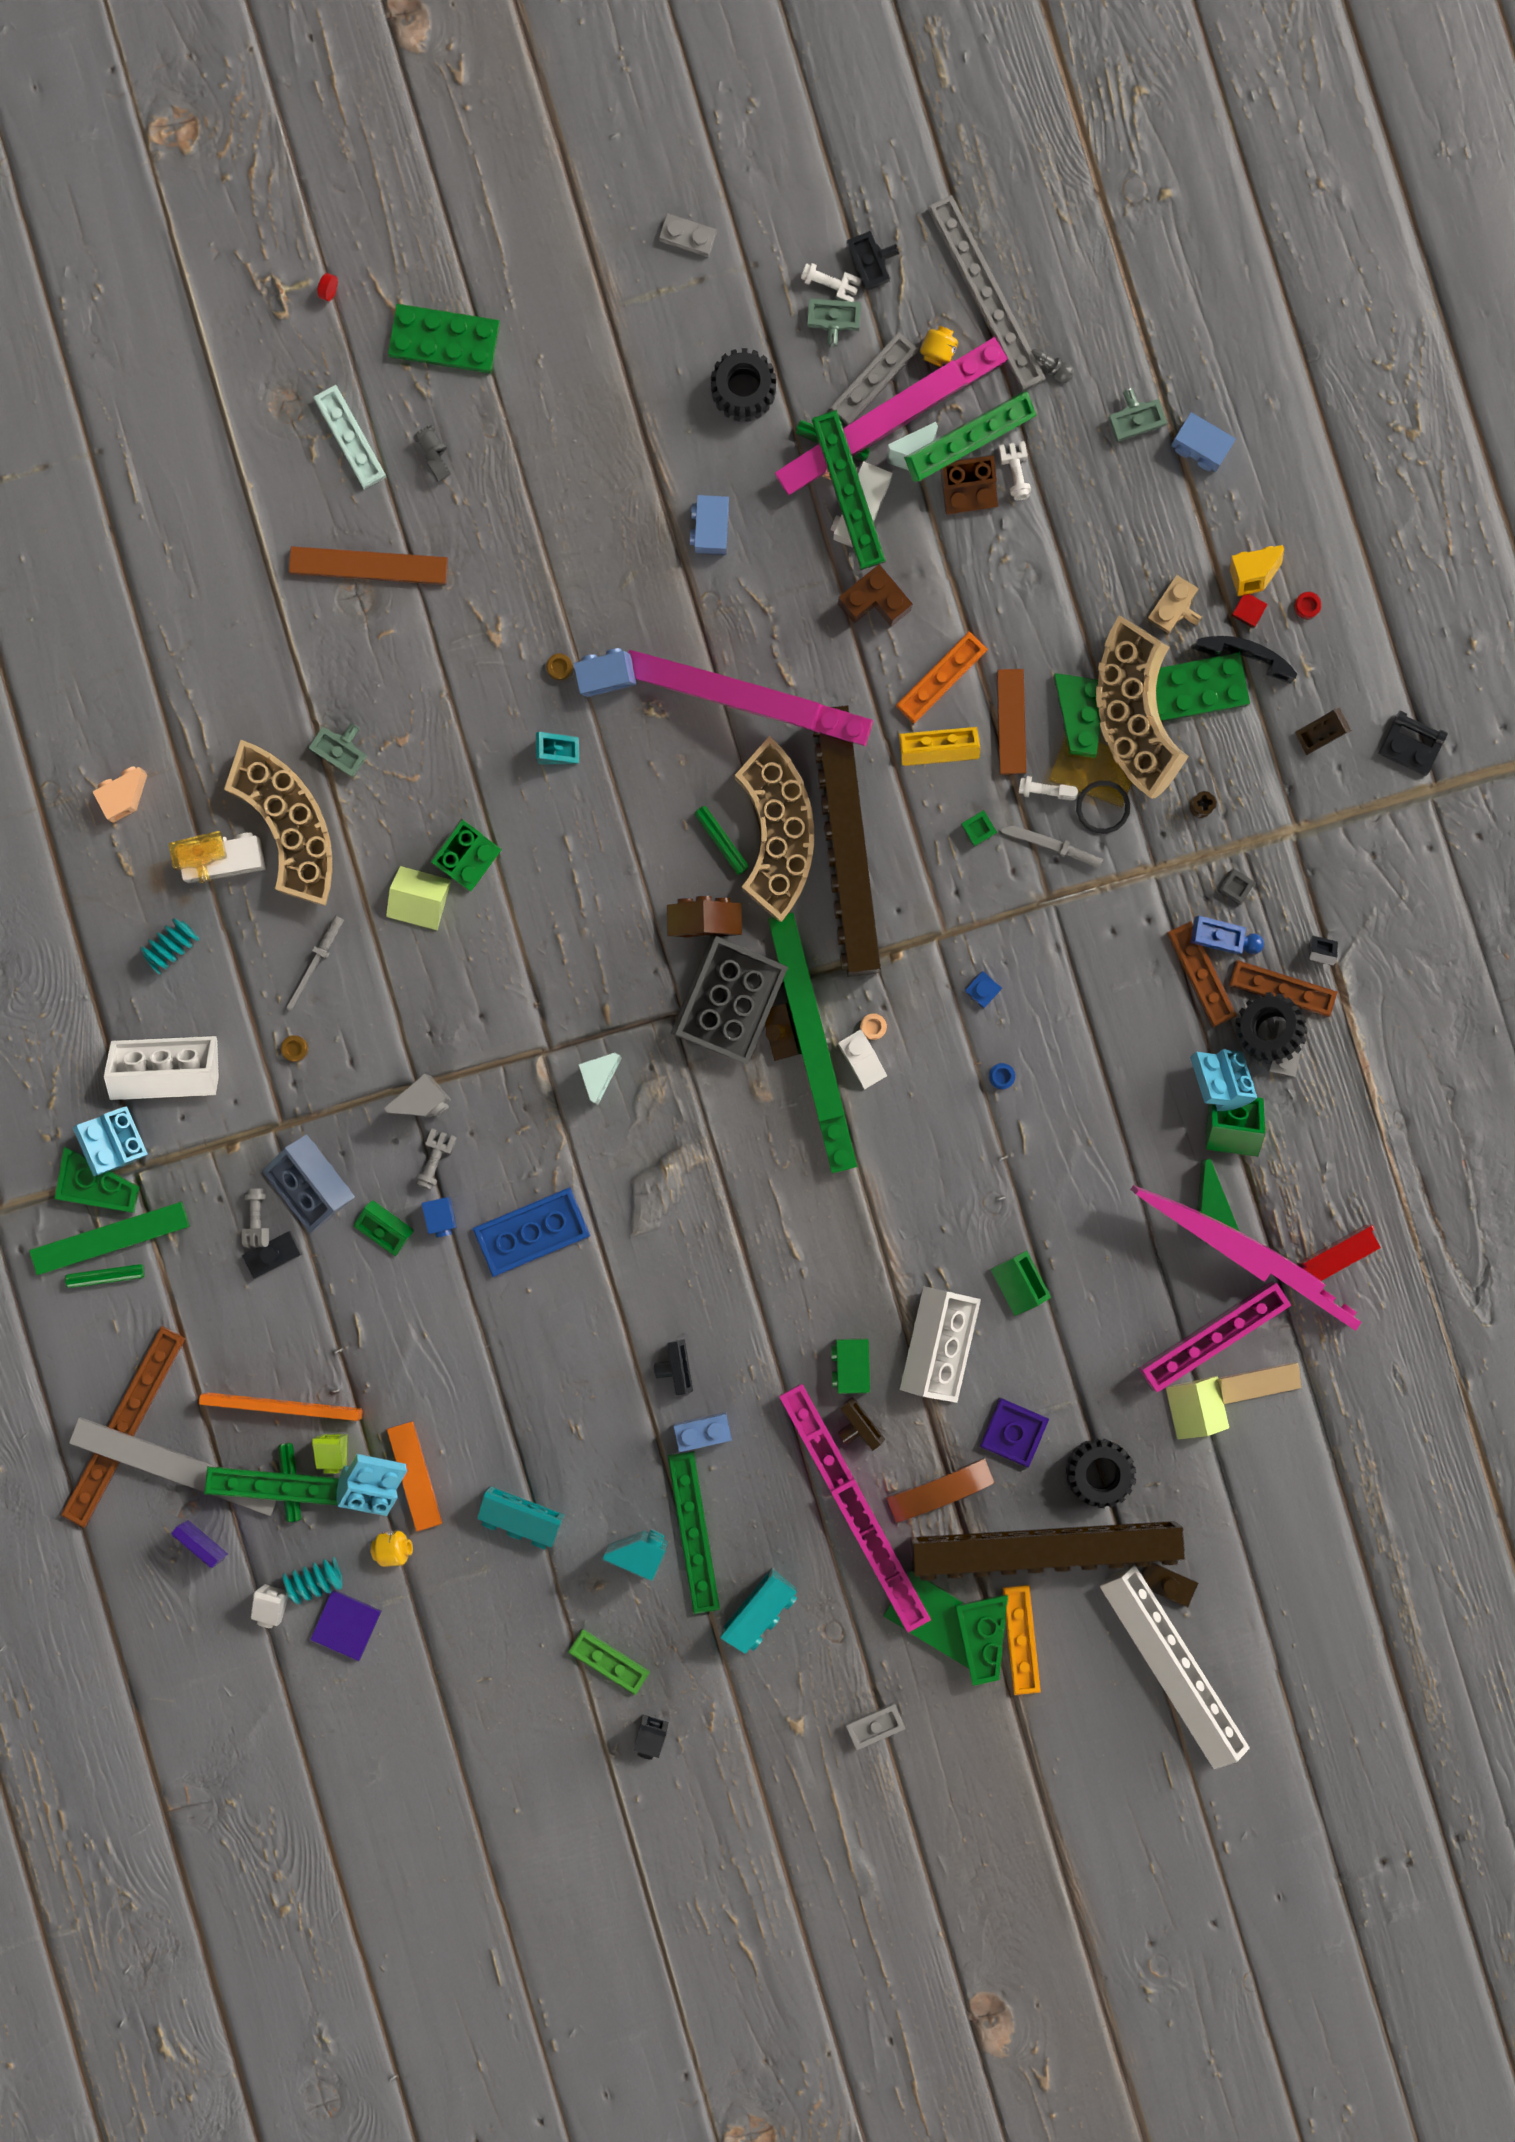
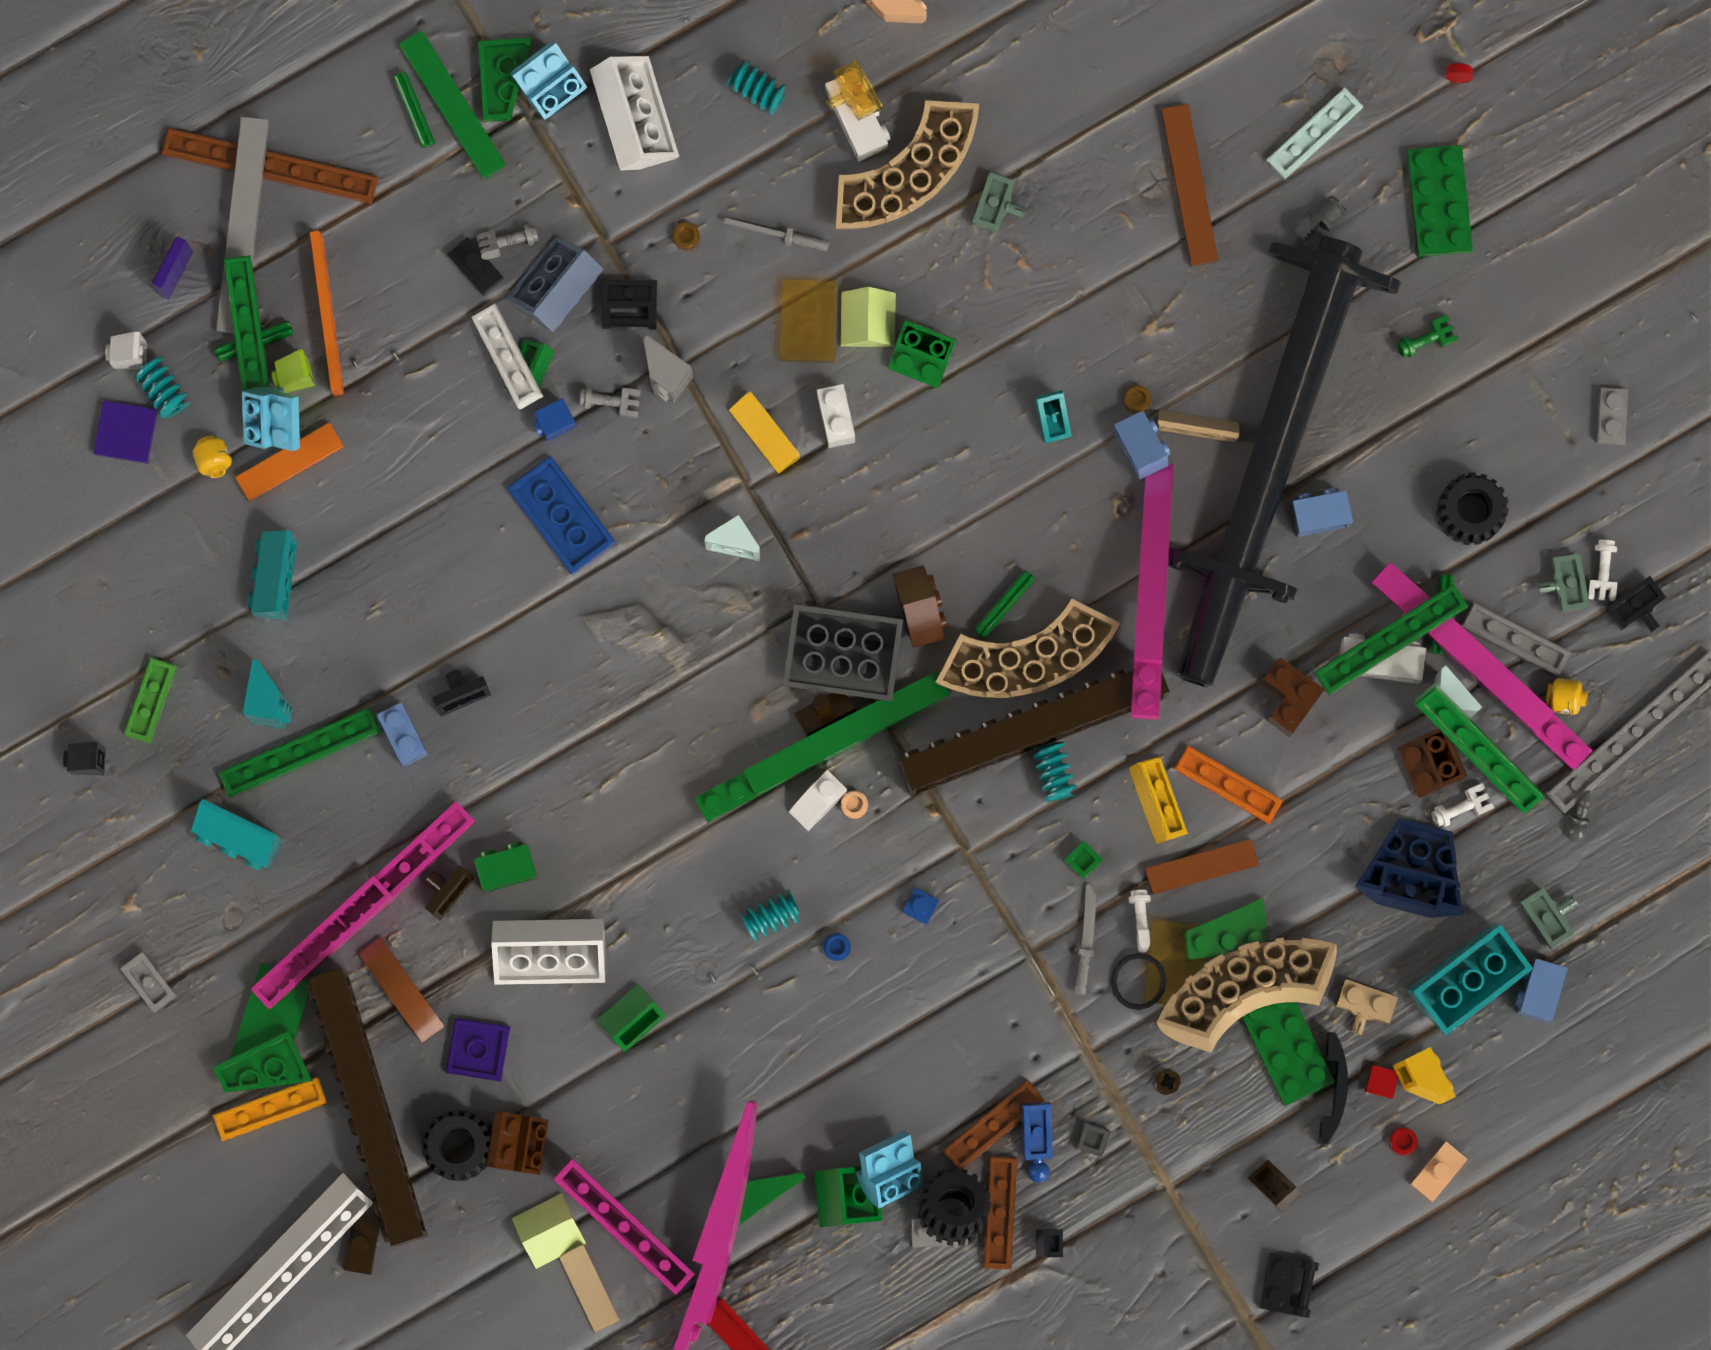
camera: 75 degrees right, 5 degrees down
(338, 1116) = (629, 295): none -> black plate
(367, 1245) = (507, 356): none -> white tile
(406, 954) = (808, 321): none -> clear yellow tile
(502, 1022) = (764, 432): none -> yellow slope
(504, 951) = (836, 416): none -> white brick
(548, 488) = (1312, 340): none -> black piece
(575, 404) = (1407, 347): none -> green hinge
(599, 617) = (1198, 426): none -> tan slope
(890, 832) = (1054, 771): none -> teal piece
(959, 1129) = (771, 915): none -> teal piece
(1066, 526) = (1415, 871): none -> dark blue wedge
(1112, 1417) = (517, 1143): none -> reddish brown brick
(1177, 503) = (1470, 978): none -> teal slope
(1343, 580) = (1438, 1171): none -> light nougat tile

